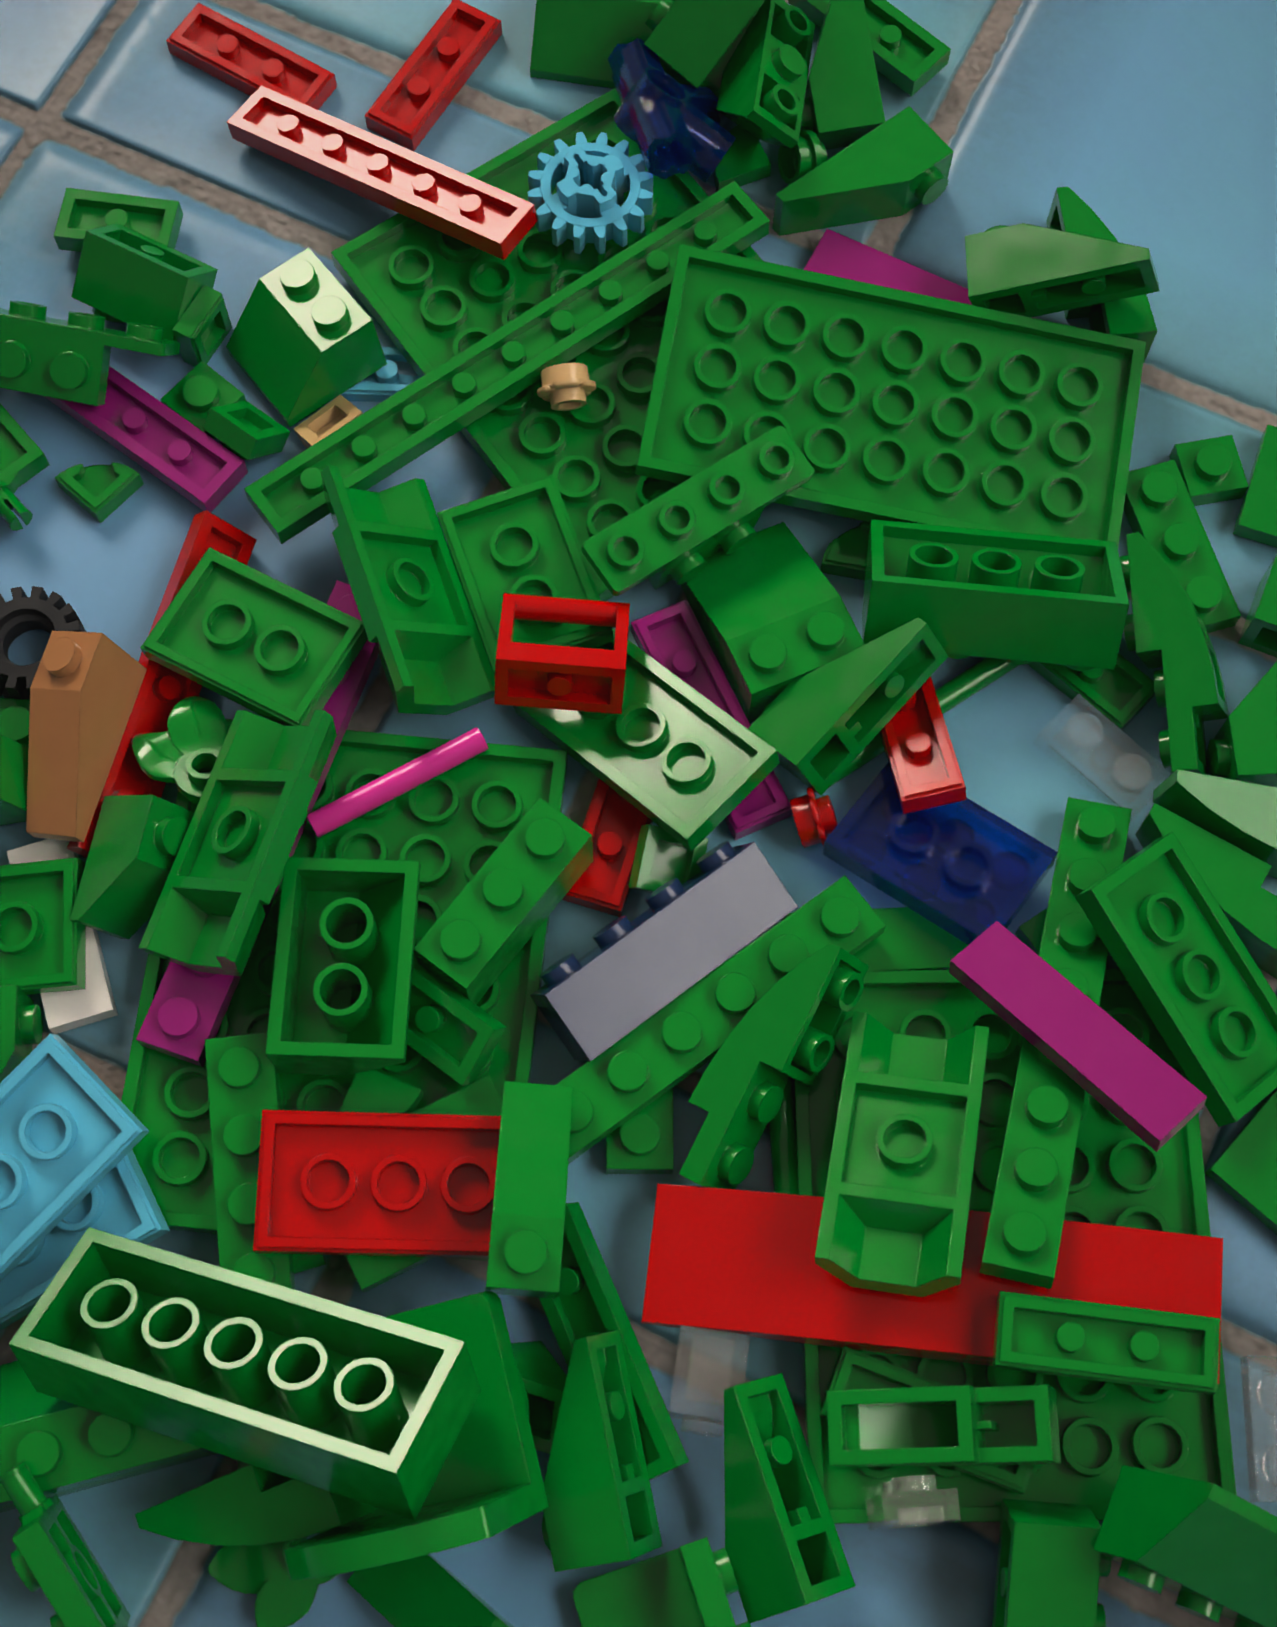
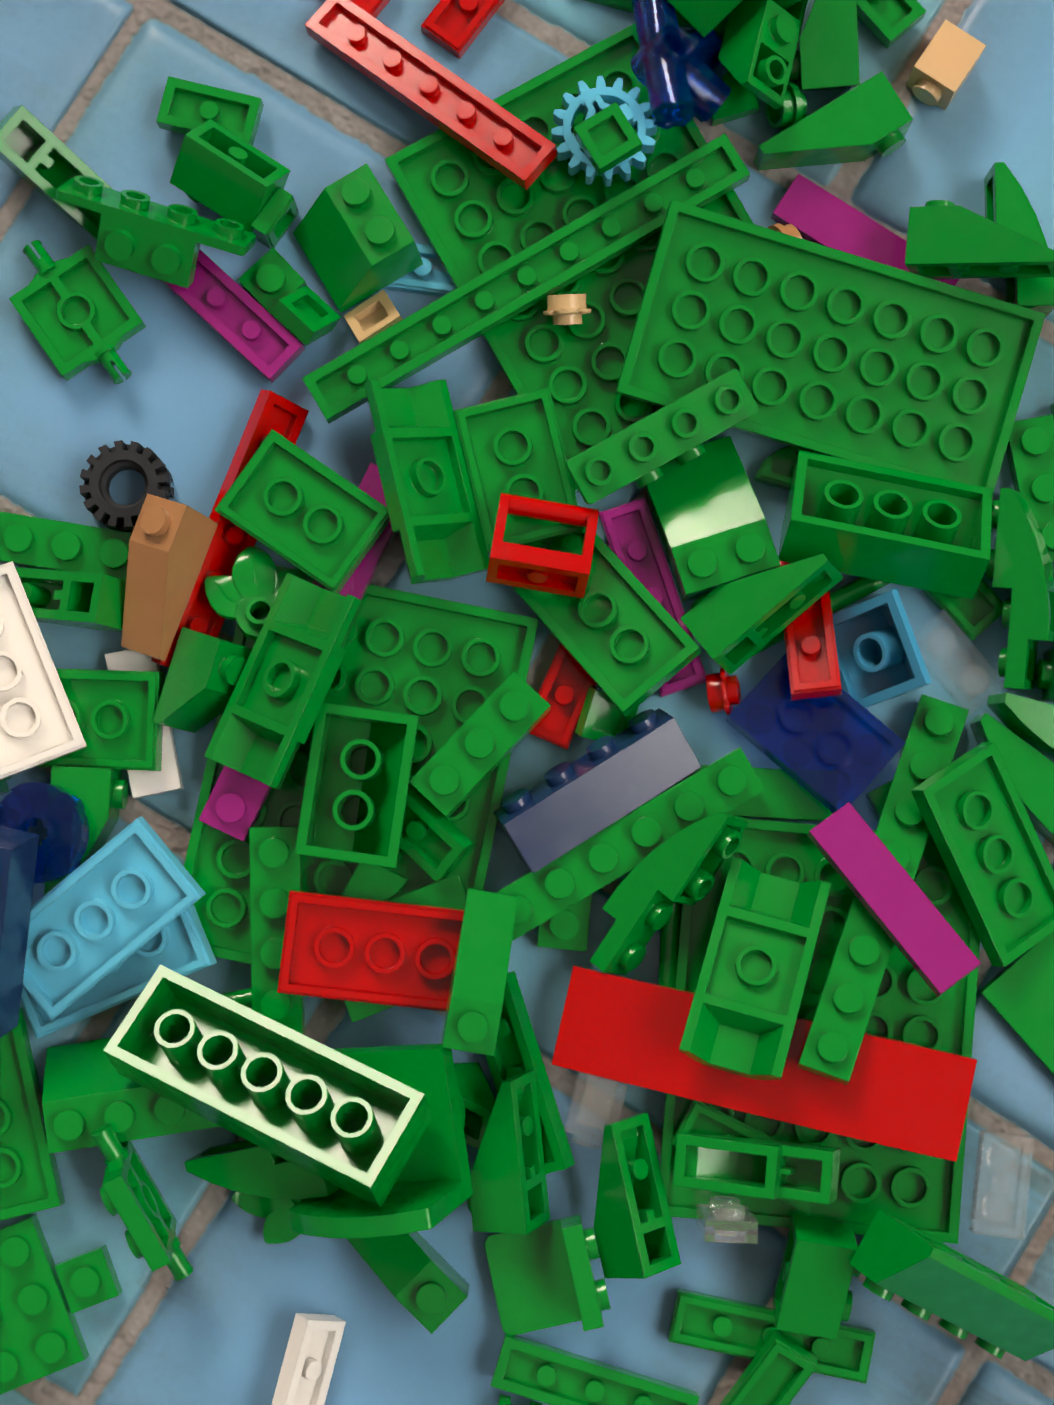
camera: 10 degrees right, 15 degrees up
(99, 487) = (185, 350): green tile -> none
(397, 782) = (408, 633): dark pink bar -> none
(594, 184) = (607, 138): none -> green plate
(981, 102) = (944, 65): none -> tan brick
(1009, 745) = (878, 651): none -> dark azure slope
(1106, 1343) = (880, 1127): green tile -> none

